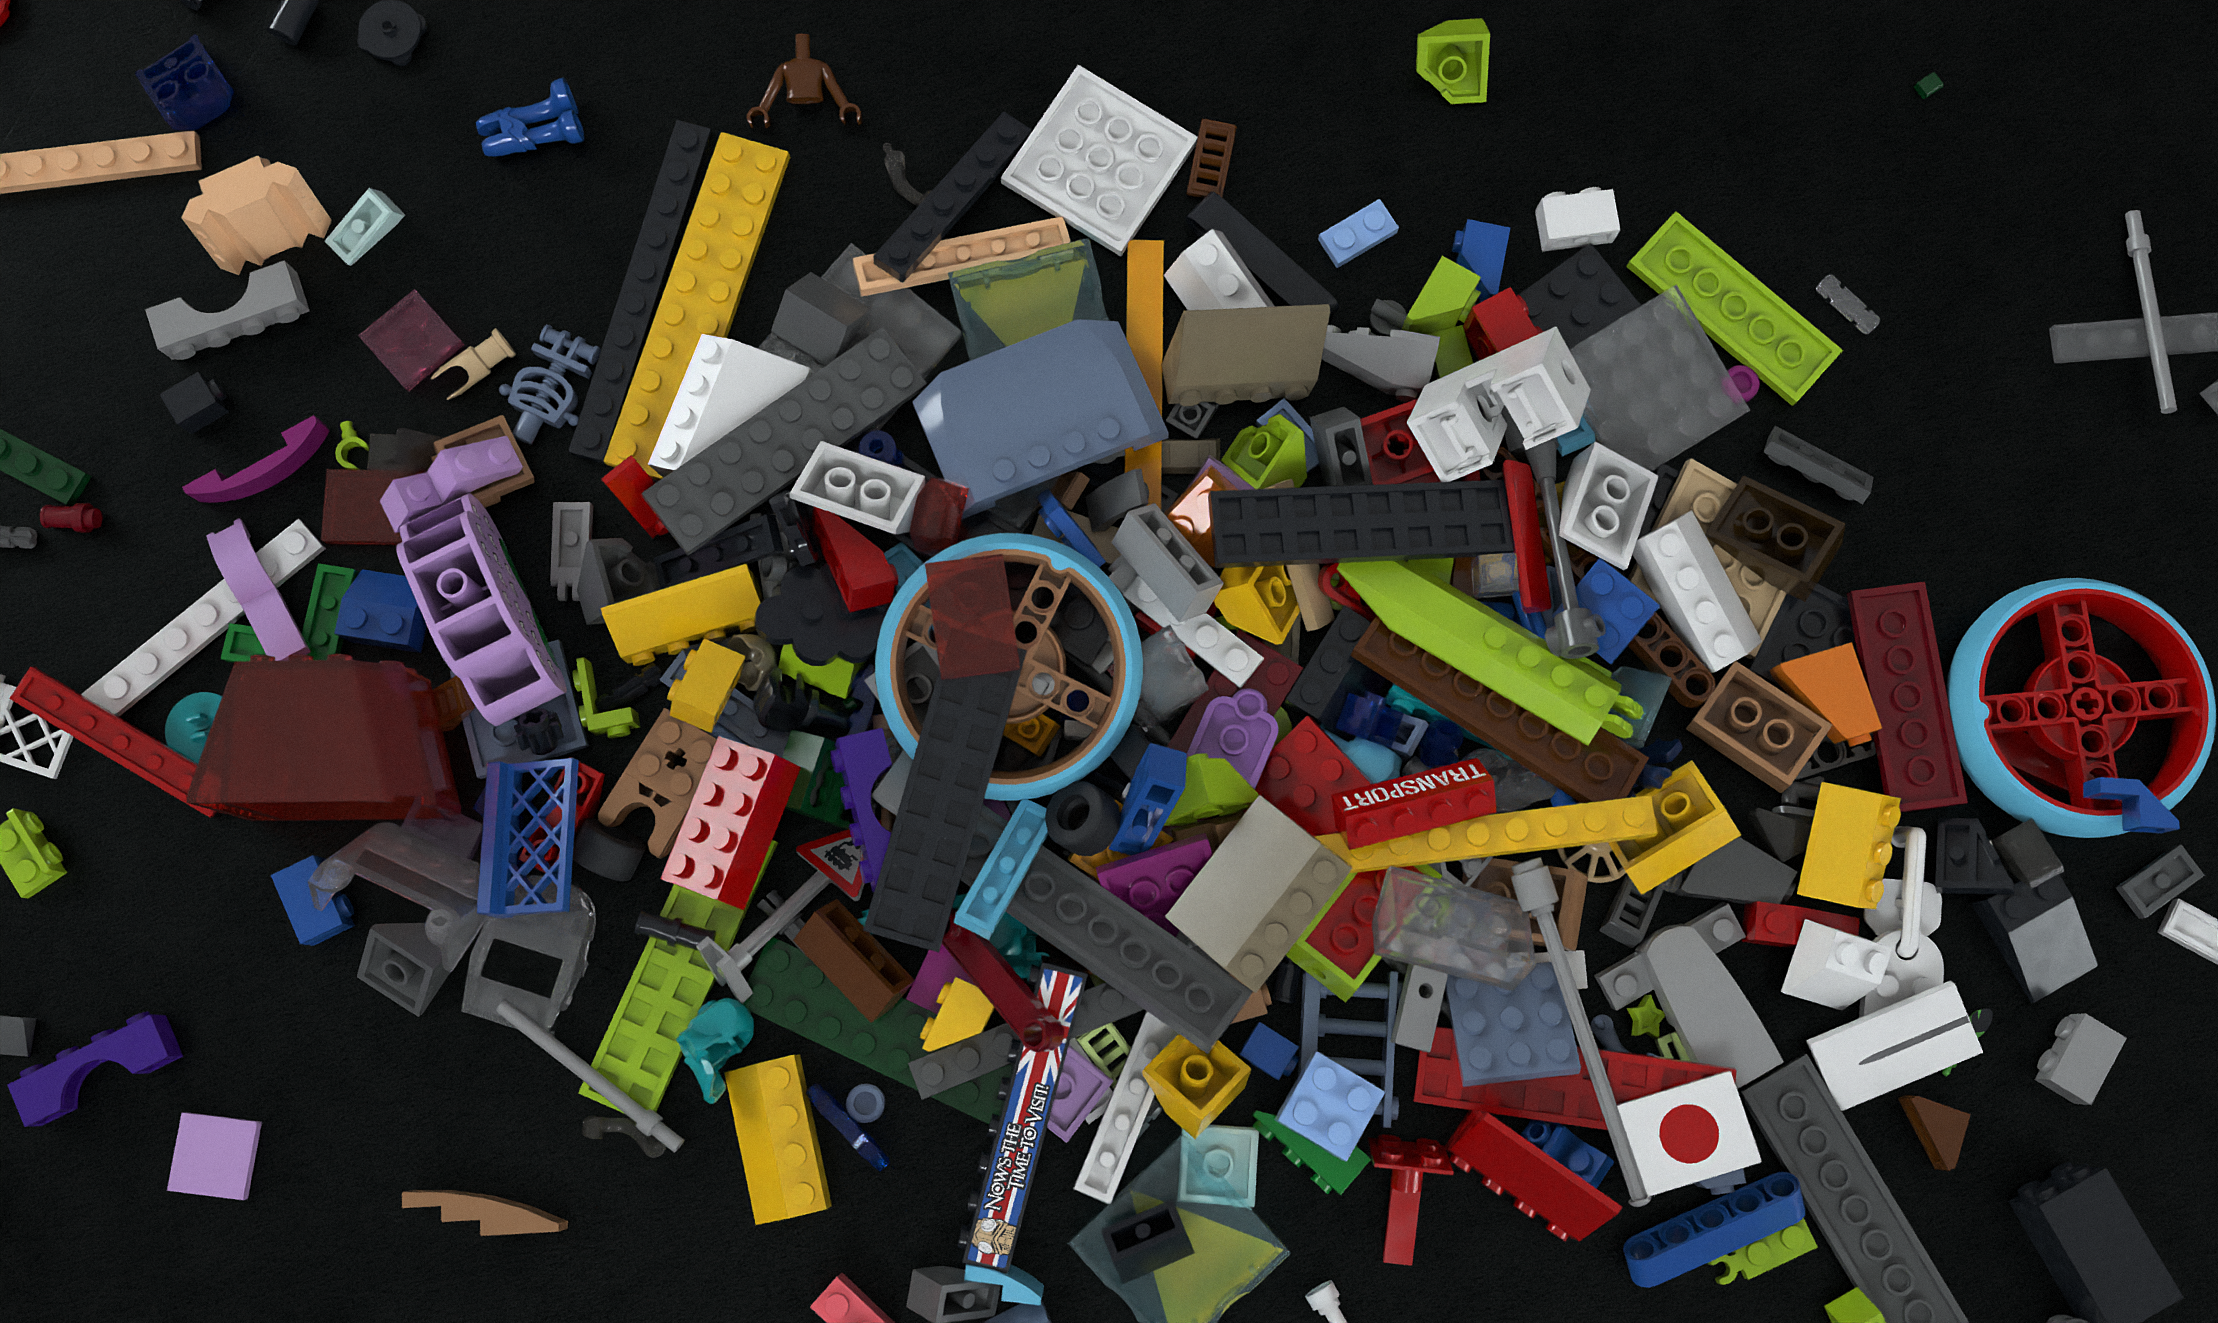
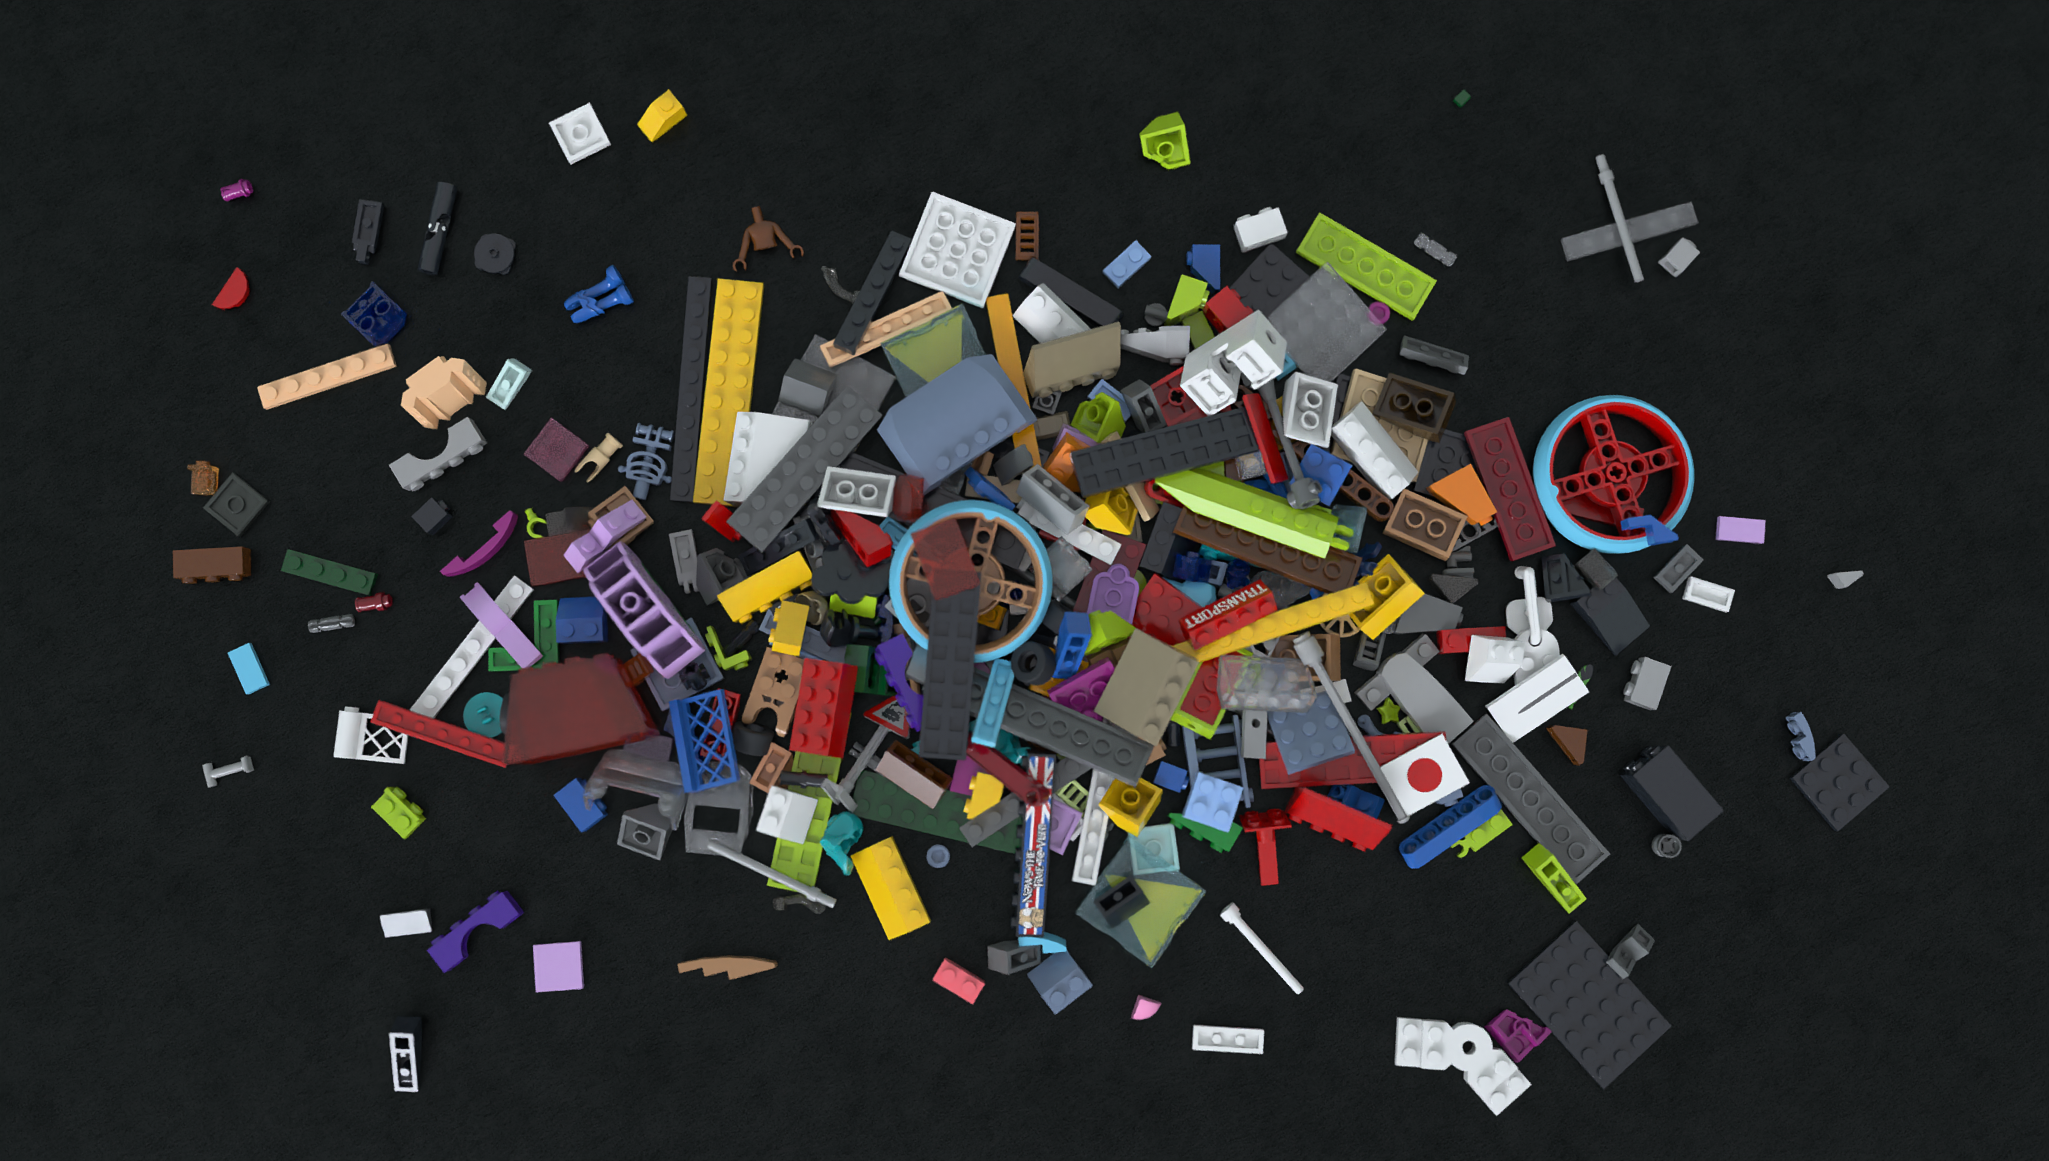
camera: 15 degrees left, 5 degrees up
(621, 909) = (770, 767): none -> nougat slope
(634, 983) = (787, 814): none -> white slope
(848, 1127) = (931, 872): clear blue tile -> none
(883, 440) = (863, 456): clear blue brick -> none
(1849, 846) = (1490, 586): yellow slope -> none

